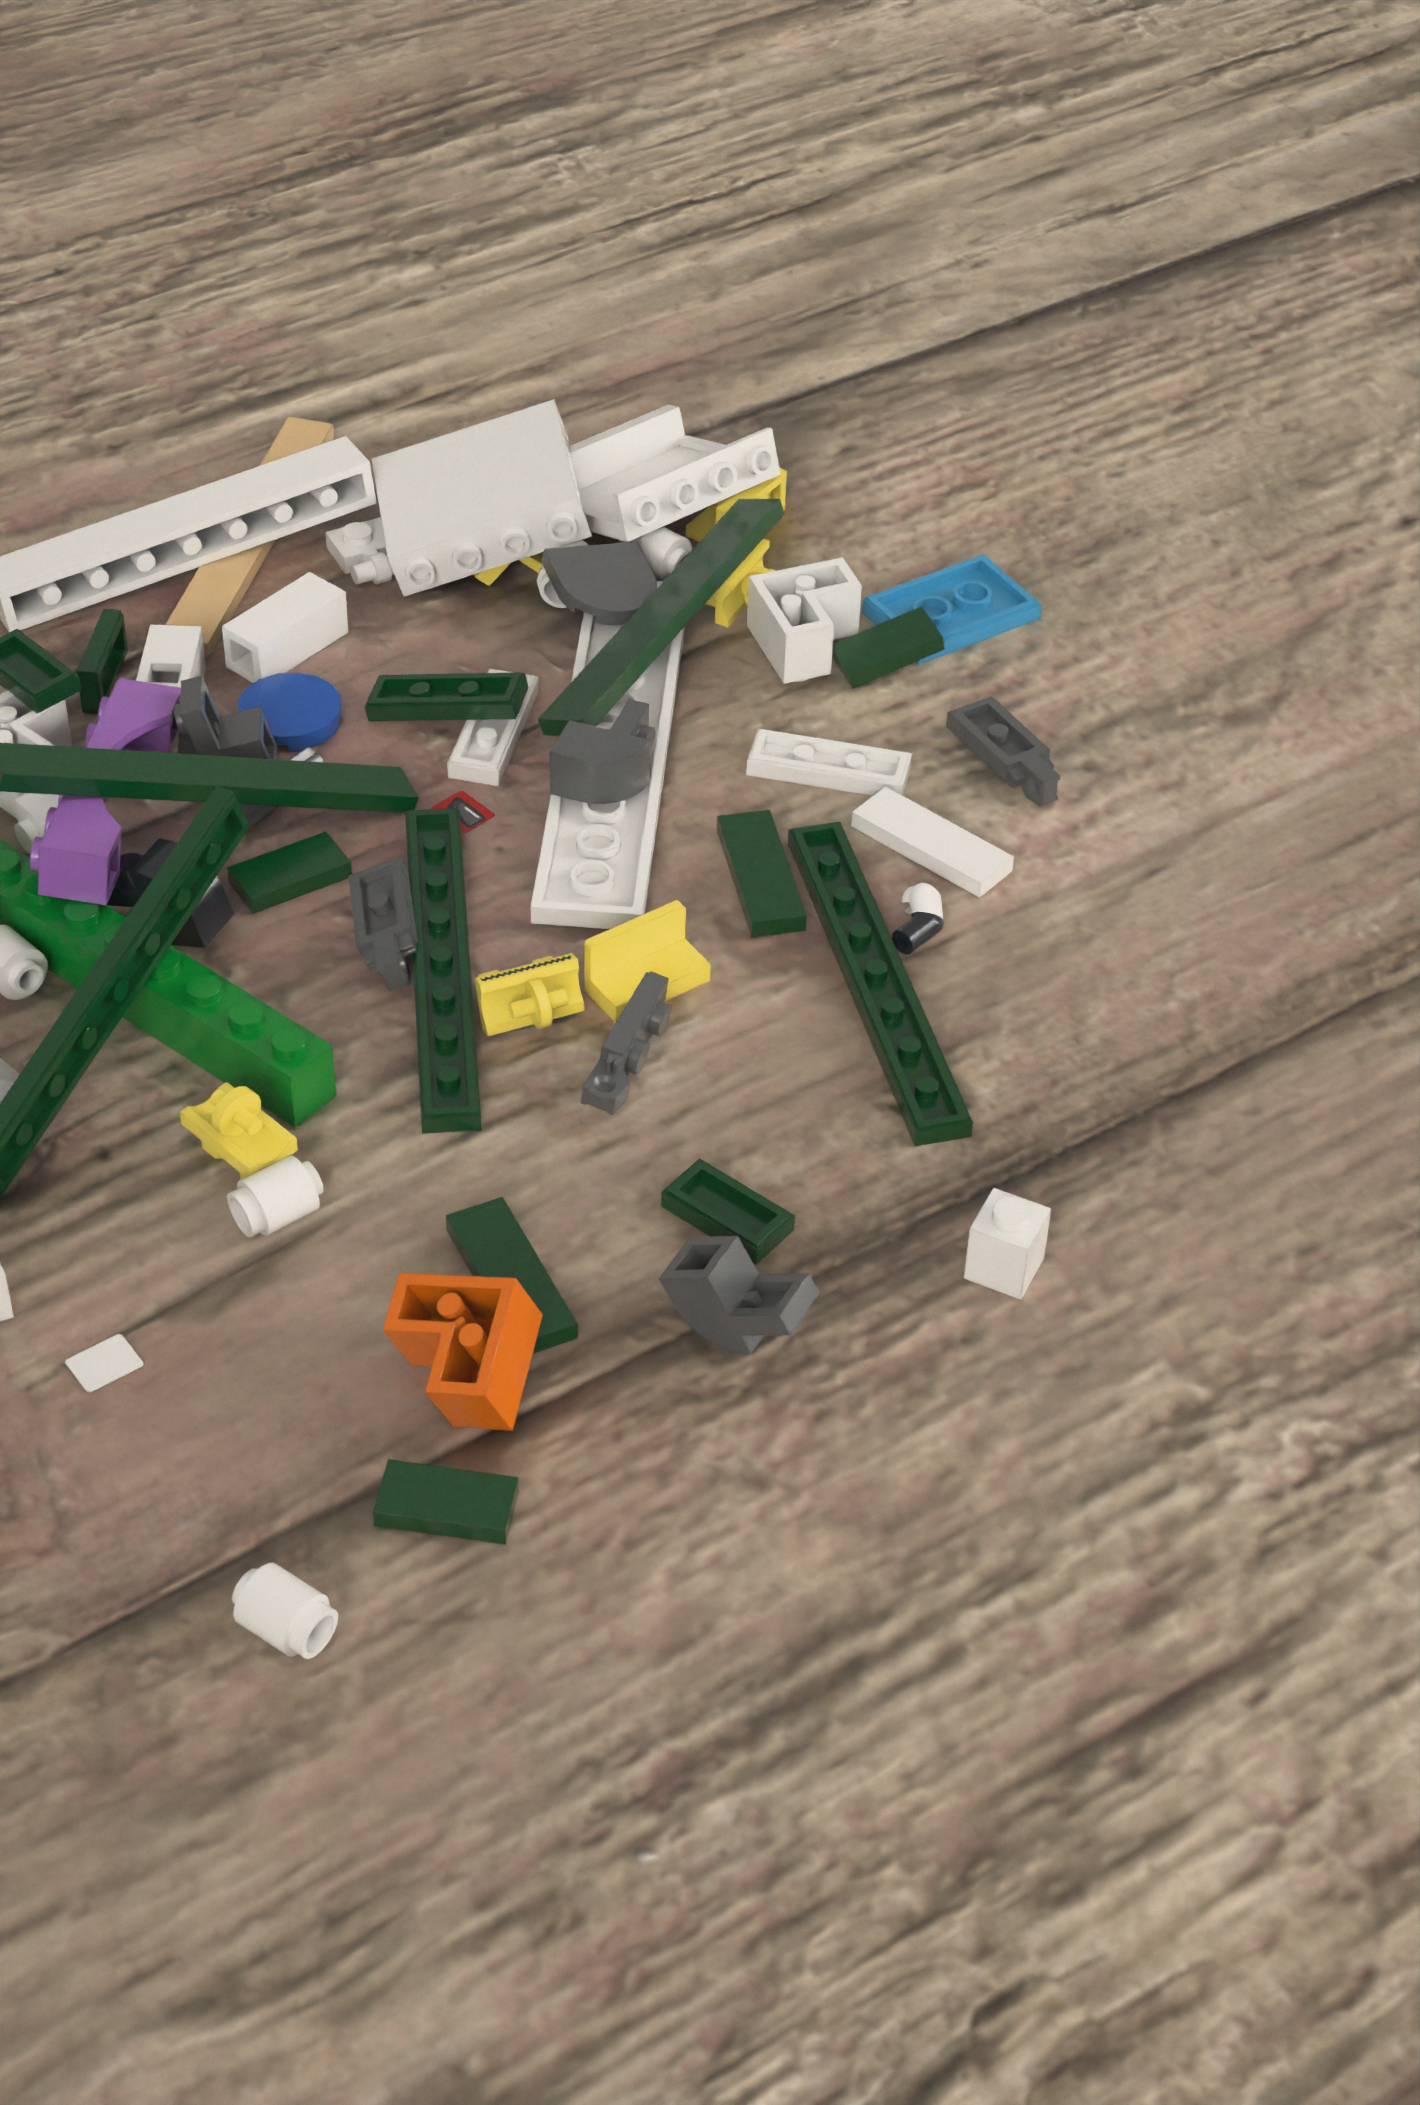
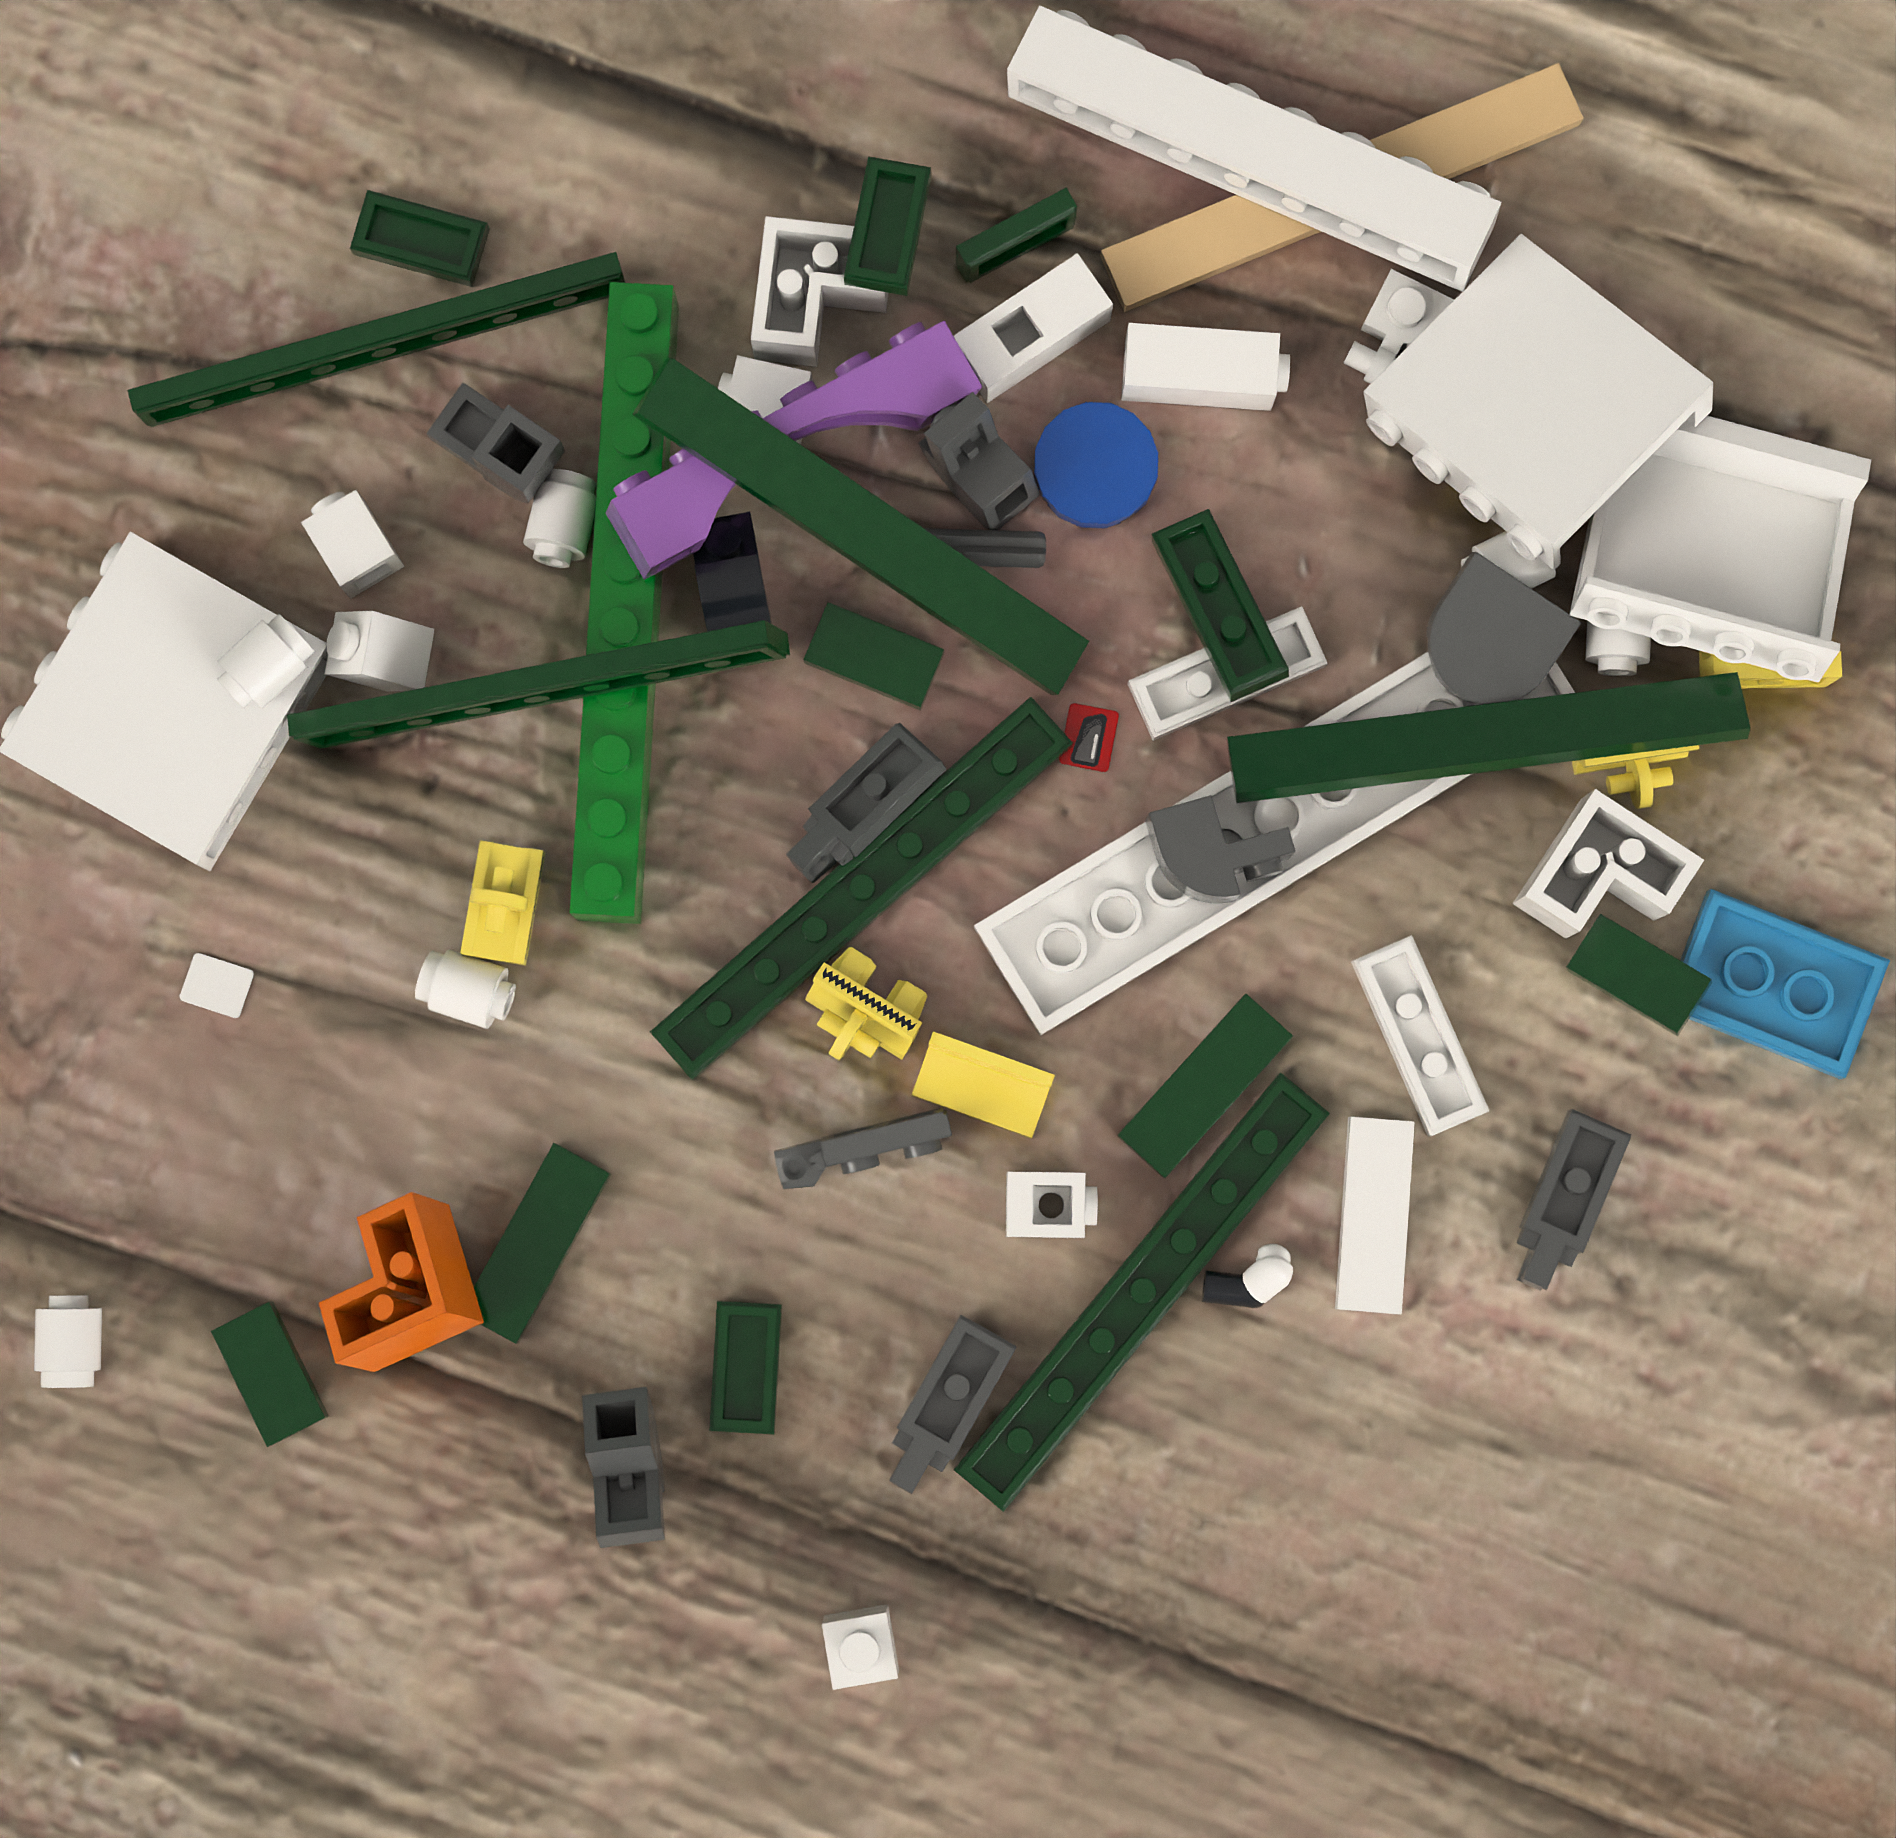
camera: 55 degrees right, 40 degrees up
(764, 977) = (1023, 1199): none -> white brick
(862, 1107) = (949, 1400): none -> dark grey hinge

